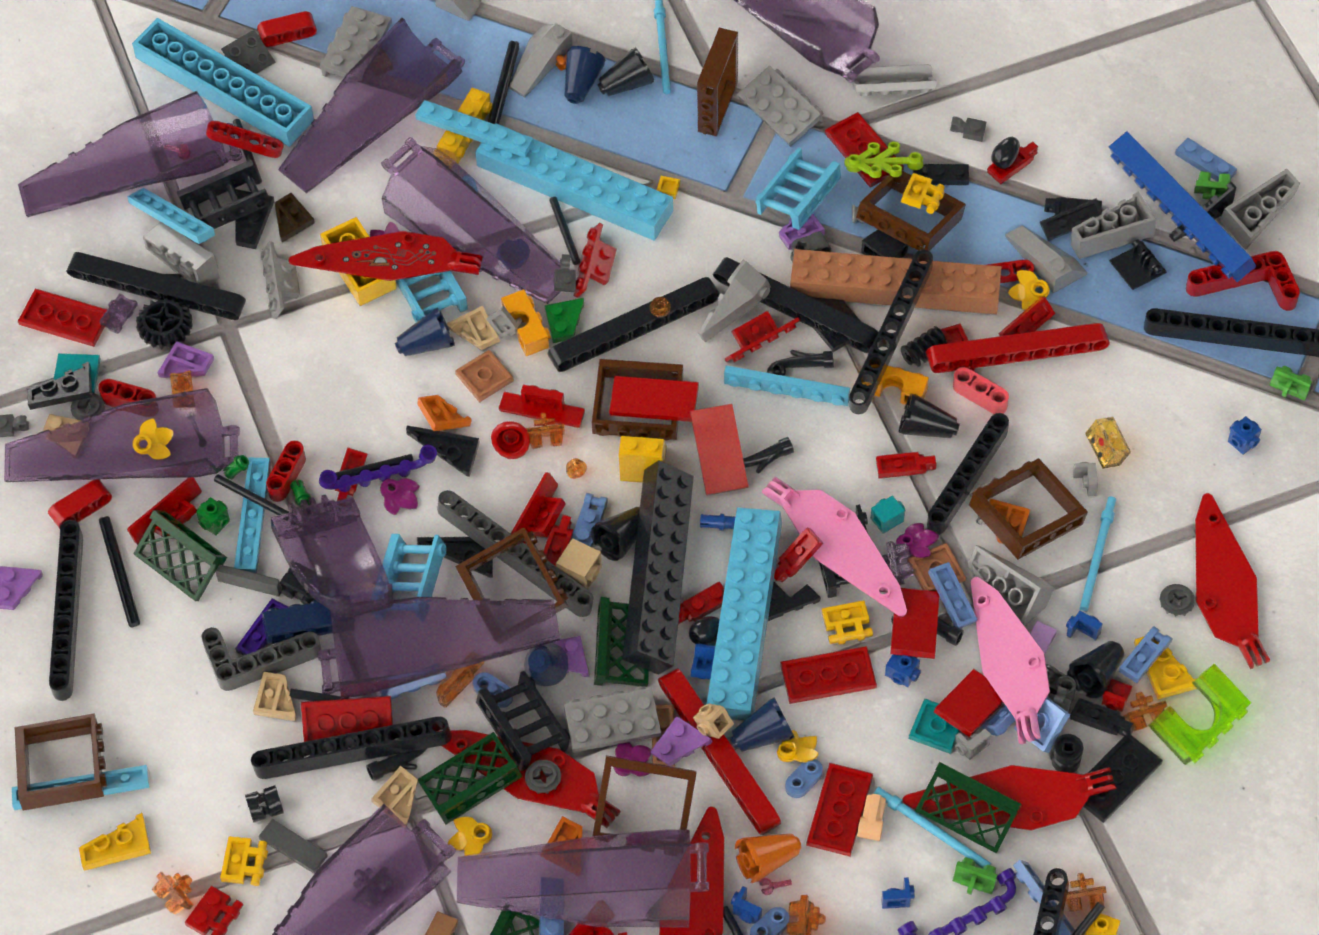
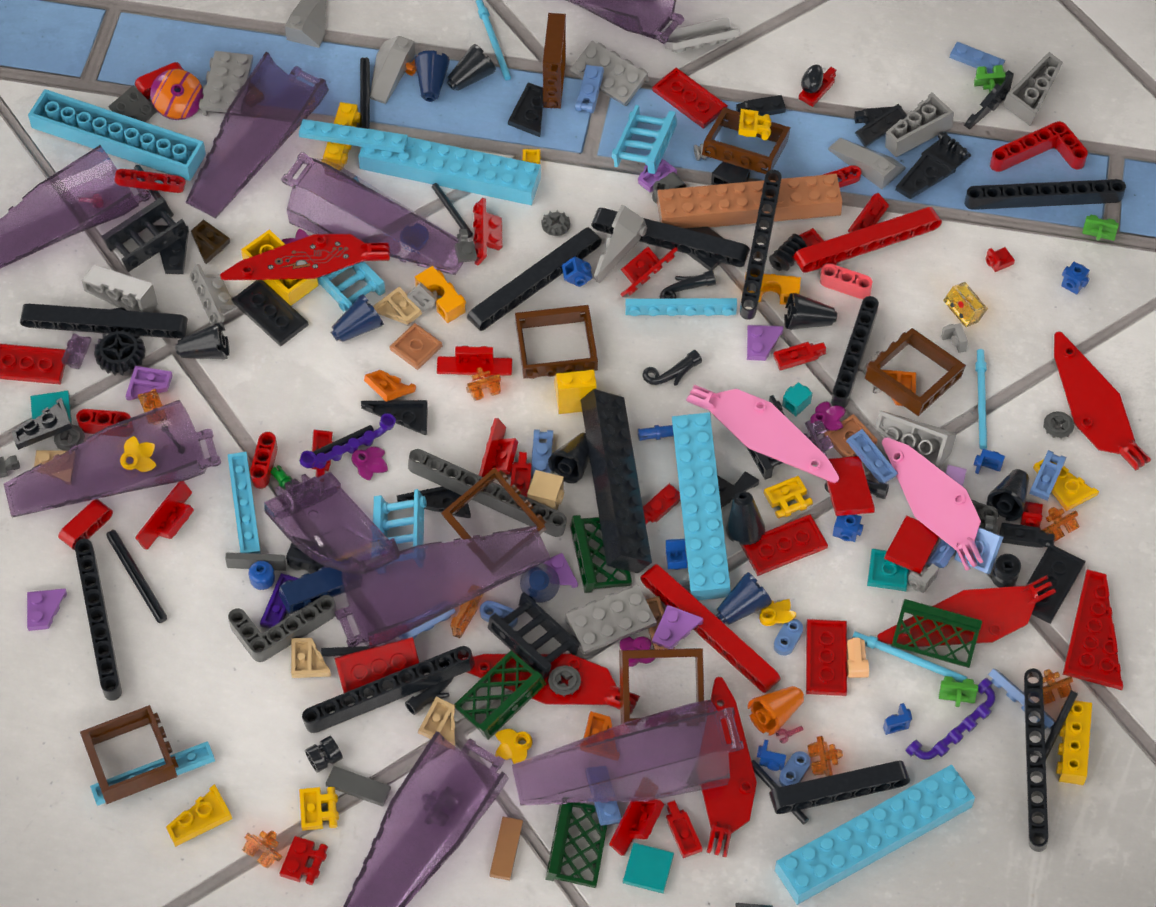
camera: 15 degrees left, 0 degrees up
(171, 215) = (103, 257): medium azure plate -> none
(191, 541) = (196, 536): dark green fence -> none
(213, 515) = (209, 511): green brick -> none
(239, 464) = (222, 460): green pin -> none
(249, 495) = (238, 487): black bar -> none
(249, 596) = (261, 575): none -> blue head
(257, 331) = (205, 344): none -> black cone
(295, 59) = (176, 104): none -> orange dish
(336, 308) = (270, 312): none -> black tile
(510, 439) = (456, 396): red hat -> none
(563, 318) = (472, 285): green wing -> none
(576, 468) = (518, 410): clear orange plate -> none
(653, 398) = (572, 338): red tile -> none
(660, 302) = (555, 255): clear orange plate -> none
(674, 272) = (555, 229): none -> dark grey gear
(678, 133) = (528, 110): none -> black wing
(681, 325) = (577, 271): none -> blue brick
(704, 630) = (669, 527): black animal -> none
(713, 720) = (702, 602): tan brick -> none
(719, 449) = (639, 370): red tile -> none
(753, 120) = (590, 88): none -> medium blue plate
(789, 639) = (745, 520): none -> black cone
(797, 554) = (732, 447): red hinge -> none
(867, 441) = (761, 341): none -> medium lavender wing
(881, 162) = (710, 105): lime plant -> none
(971, 129) = (775, 65): dark grey plate -> none
(1025, 289) = (859, 191): yellow plate -> none
(1104, 284) = (924, 174): none -> black wing
(1144, 853) = (1093, 641): none -> red wing
(1164, 397) = (999, 259): none -> red bracket
(1182, 207) = (971, 98): blue brick -> none
(1227, 705) = (1126, 504): clear neon green arch -> none

